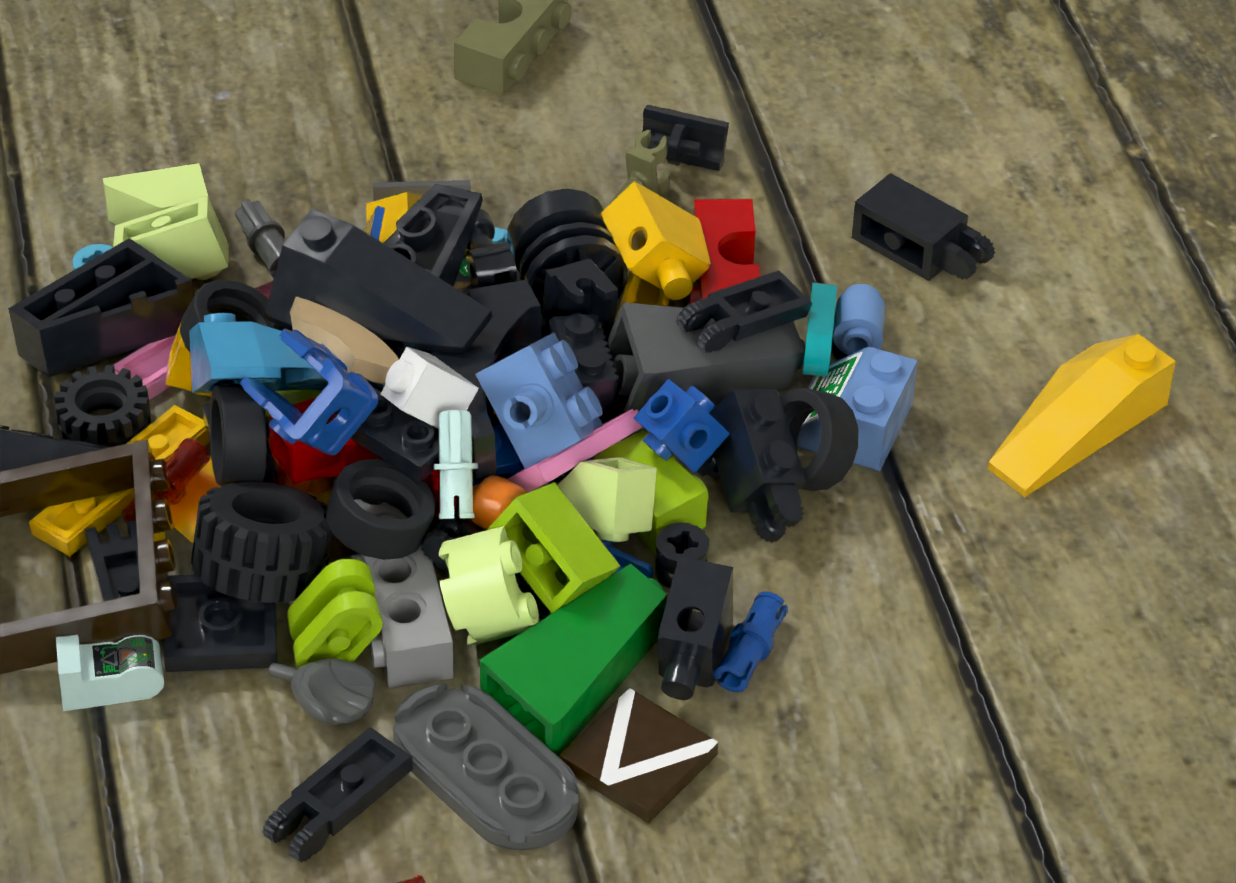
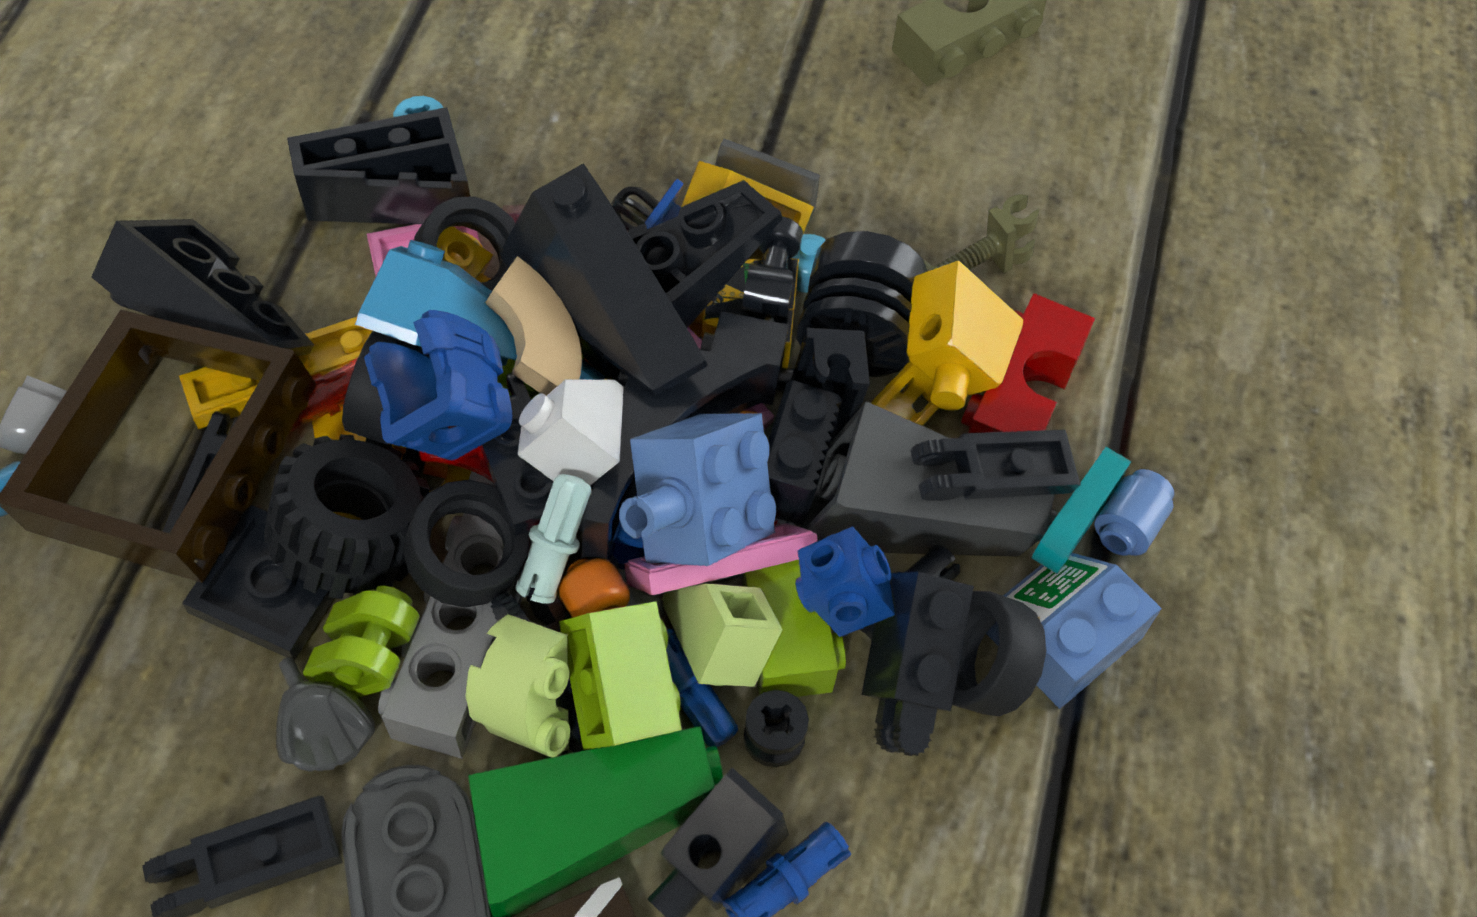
camera: 25 degrees right, 15 degrees up
(99, 392) = (316, 259): black tyre -> none
(108, 671) = (123, 587): light aqua leg -> none
(151, 191) = (528, 77): yellowish green slope -> none
(183, 237) = (506, 125): yellowish green slope -> none
(263, 234) = (601, 149): dark grey axle -> none
(688, 137) = (1073, 210): black hips -> none
(918, 230) = (1262, 428): black hinge -> none
(1084, 409) = (1329, 738): yellow wedge -> none

